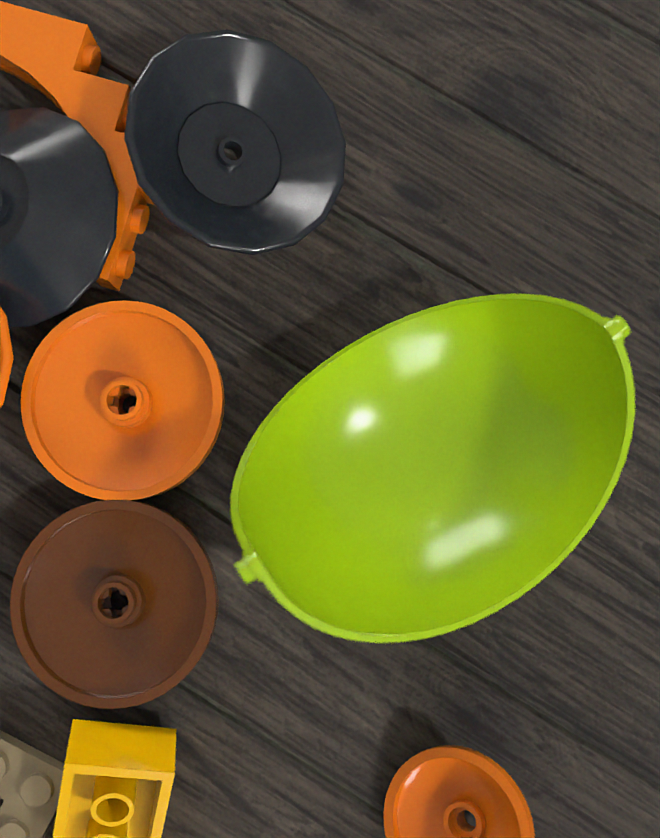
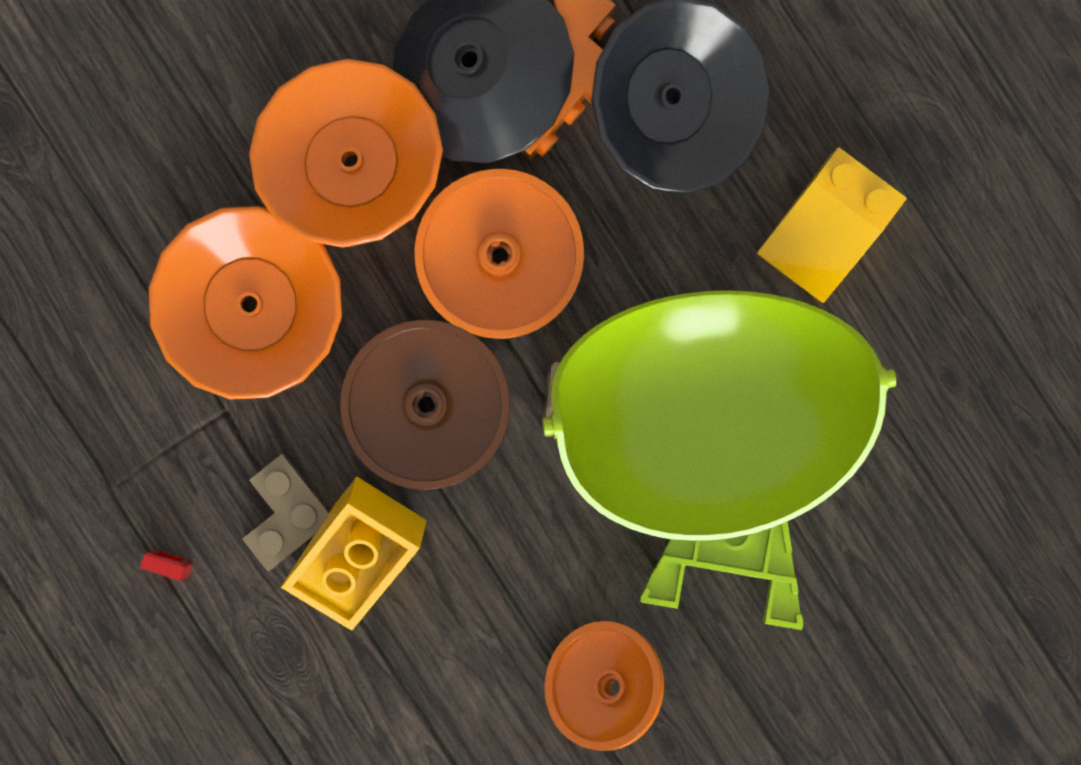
camera: 25 degrees right, 5 degrees up
(463, 209) = (831, 225): none -> yellow slope
(558, 598) = (754, 555): none -> lime wing

